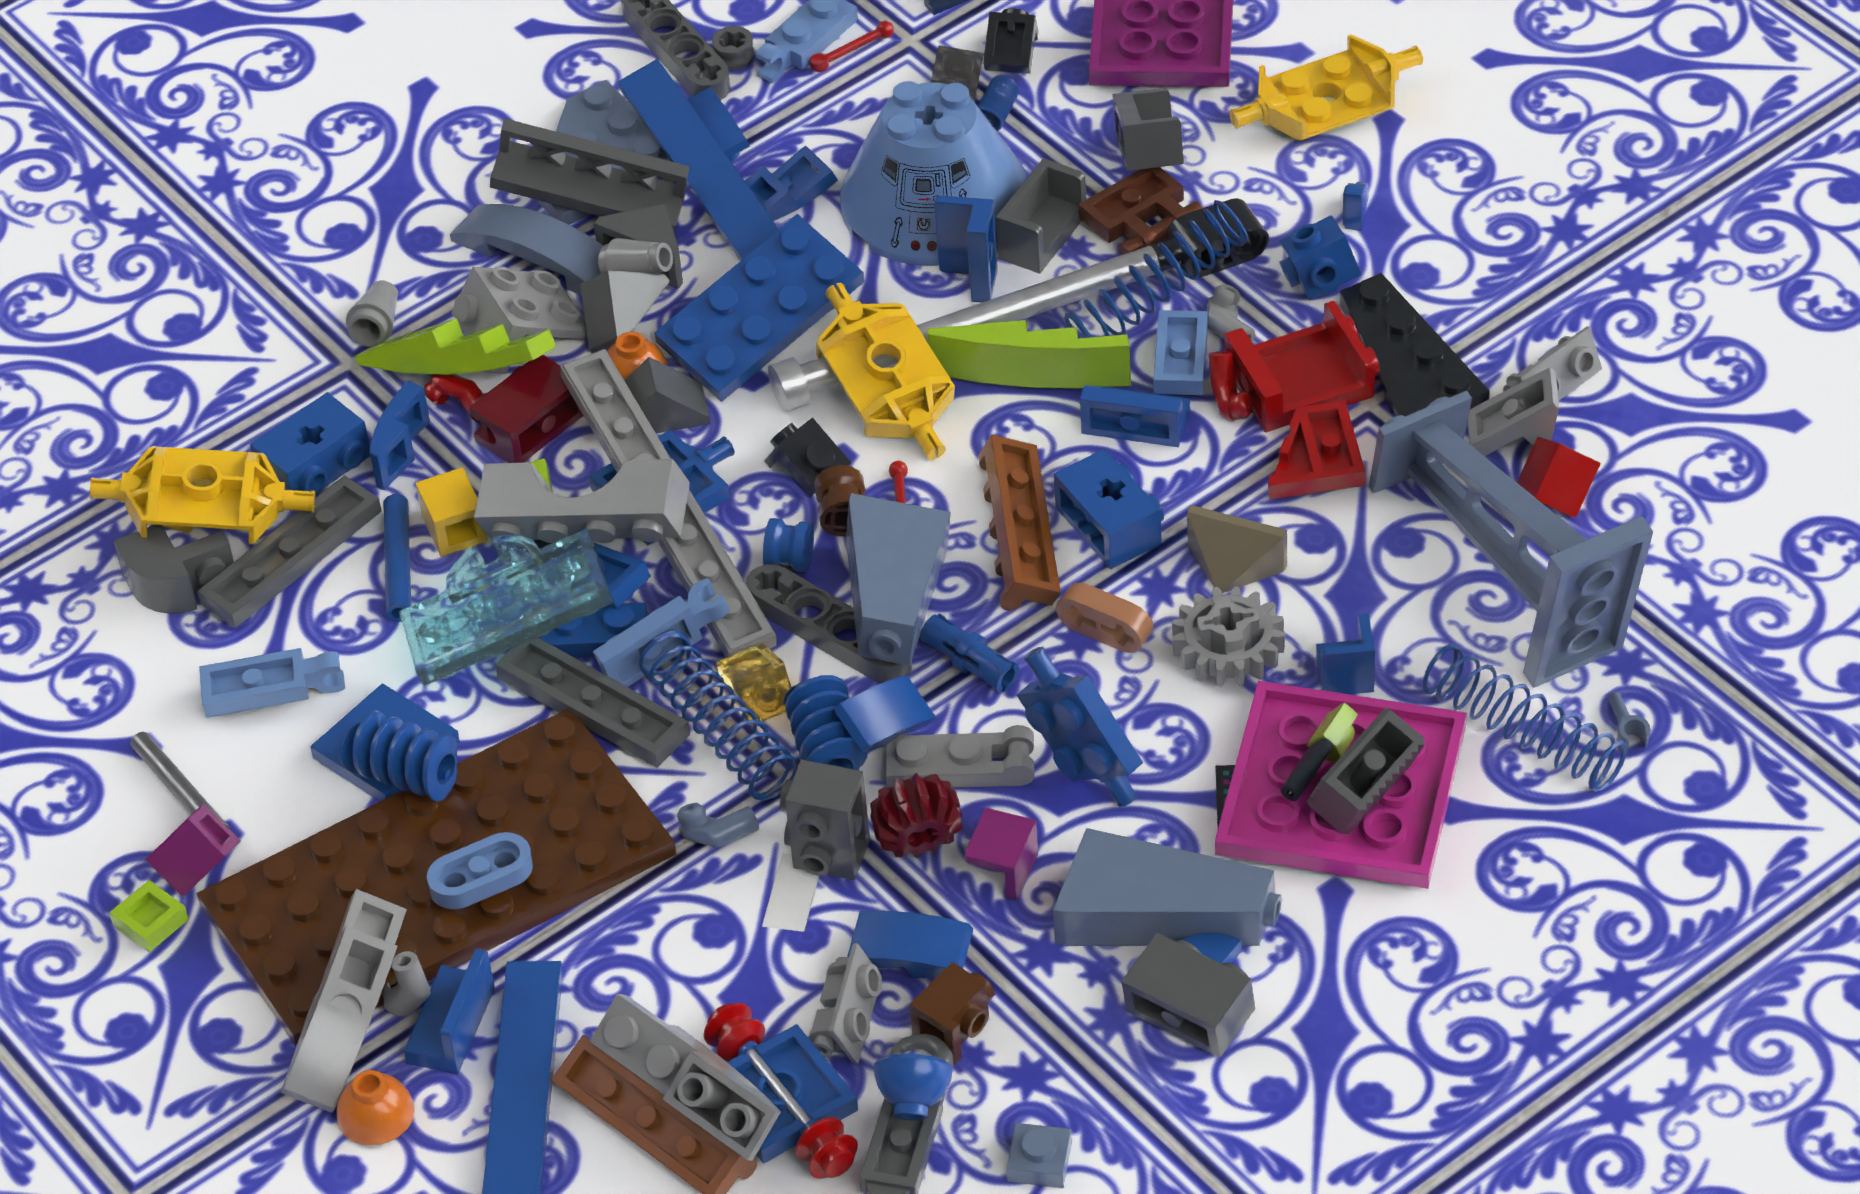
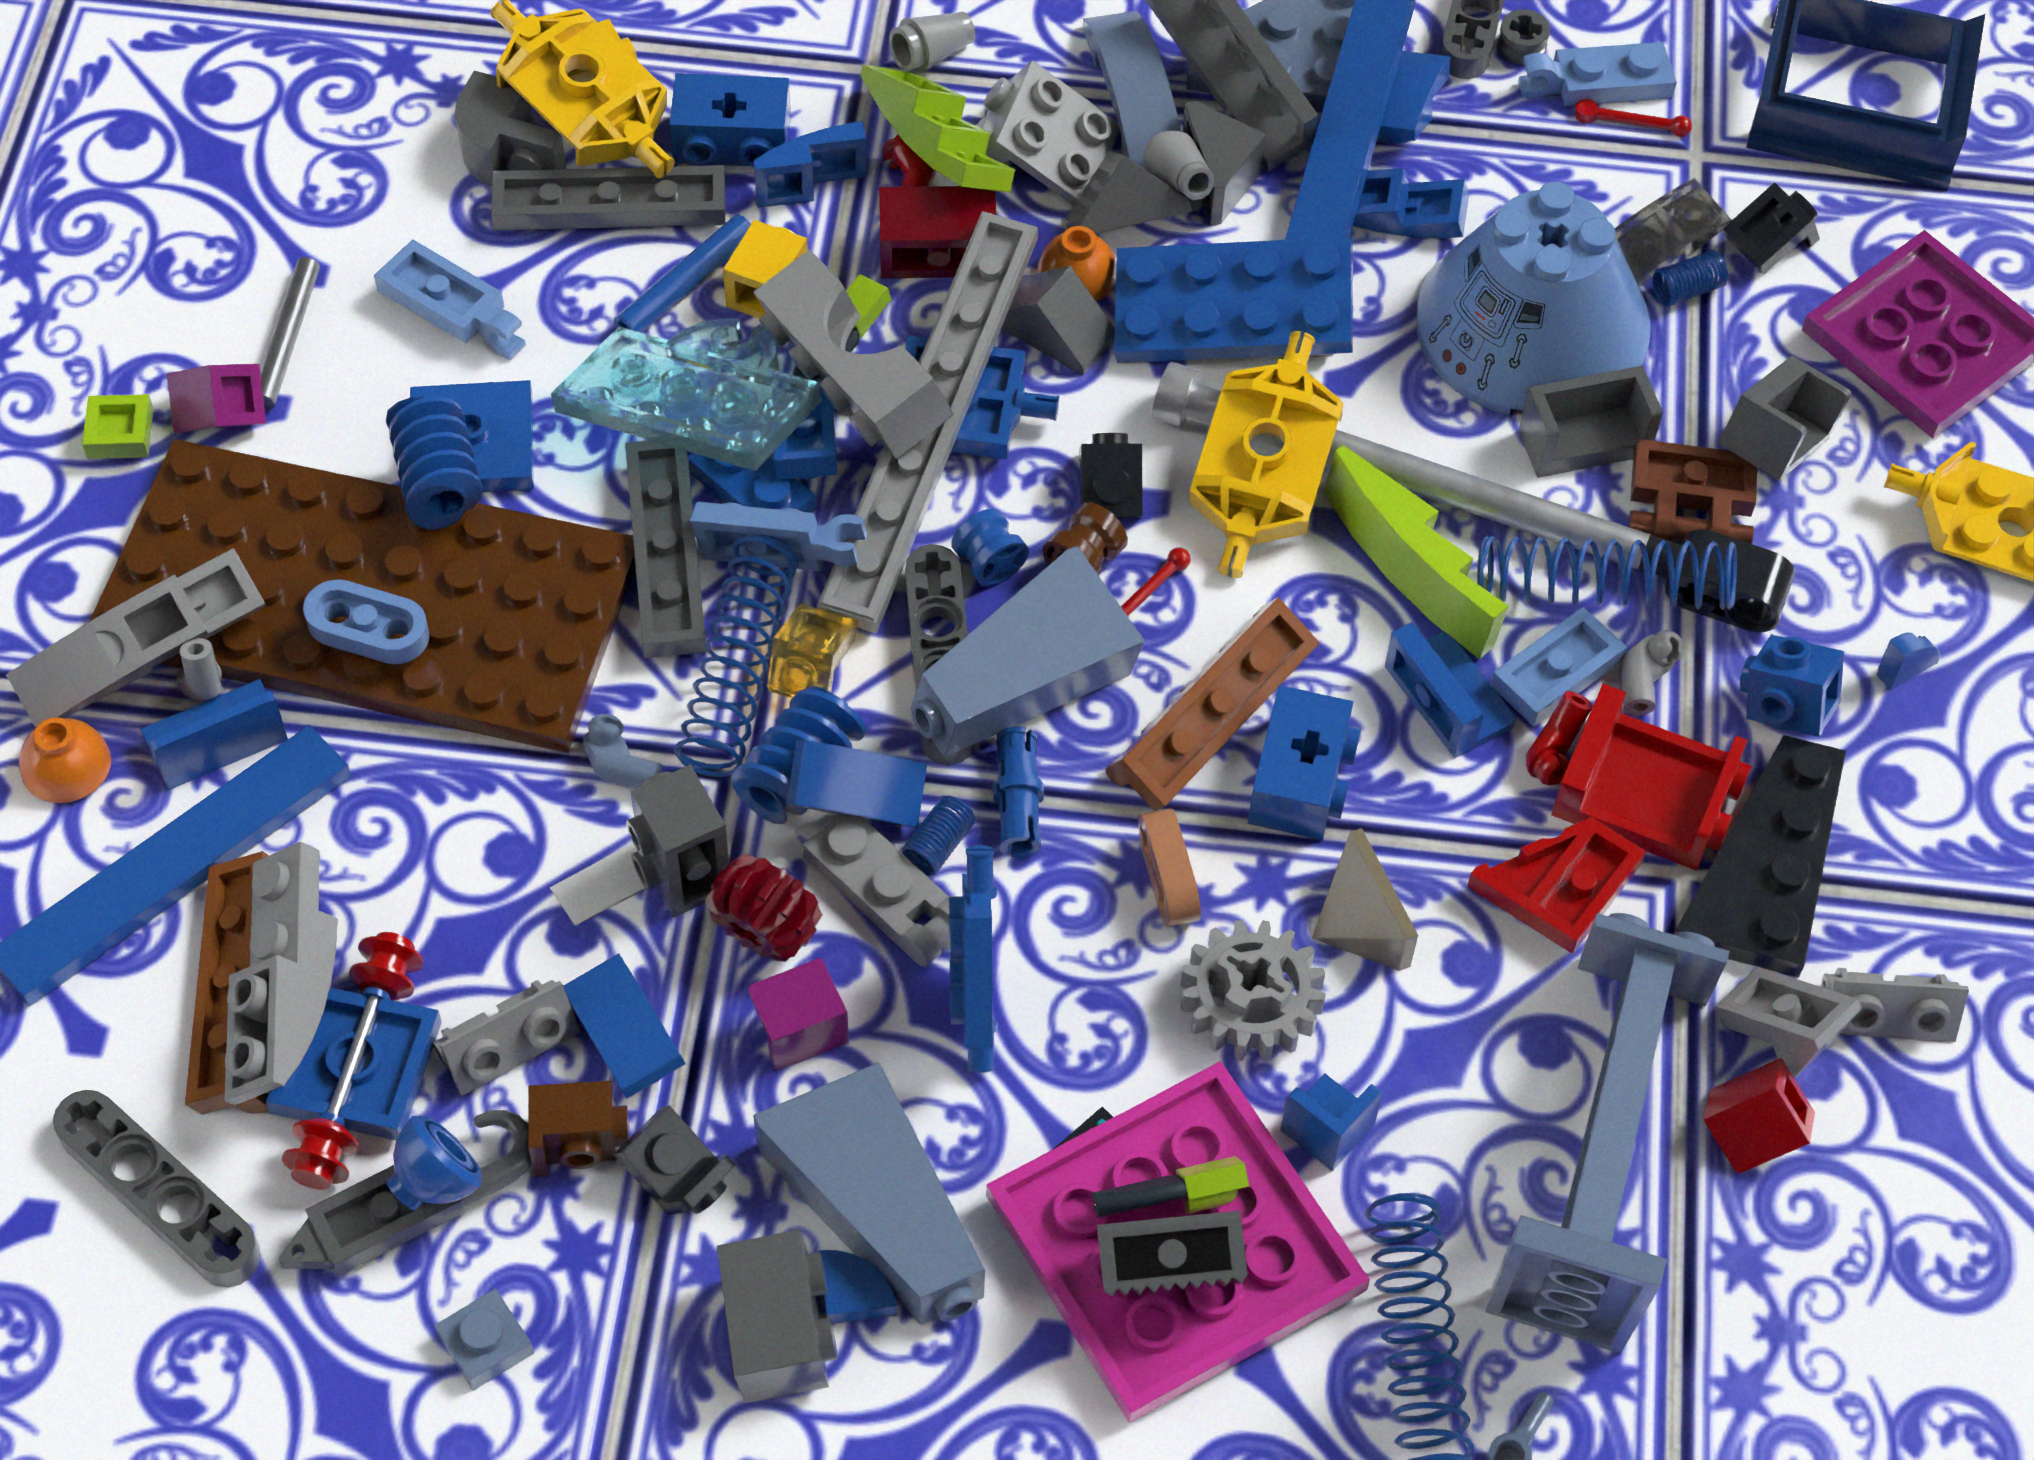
camera: 40 degrees right, 10 degrees up
(960, 701) = (940, 836): none -> blue piece
(968, 241) = (1481, 396): blue panel -> none
(1035, 981) = (674, 1164): none -> black bracket

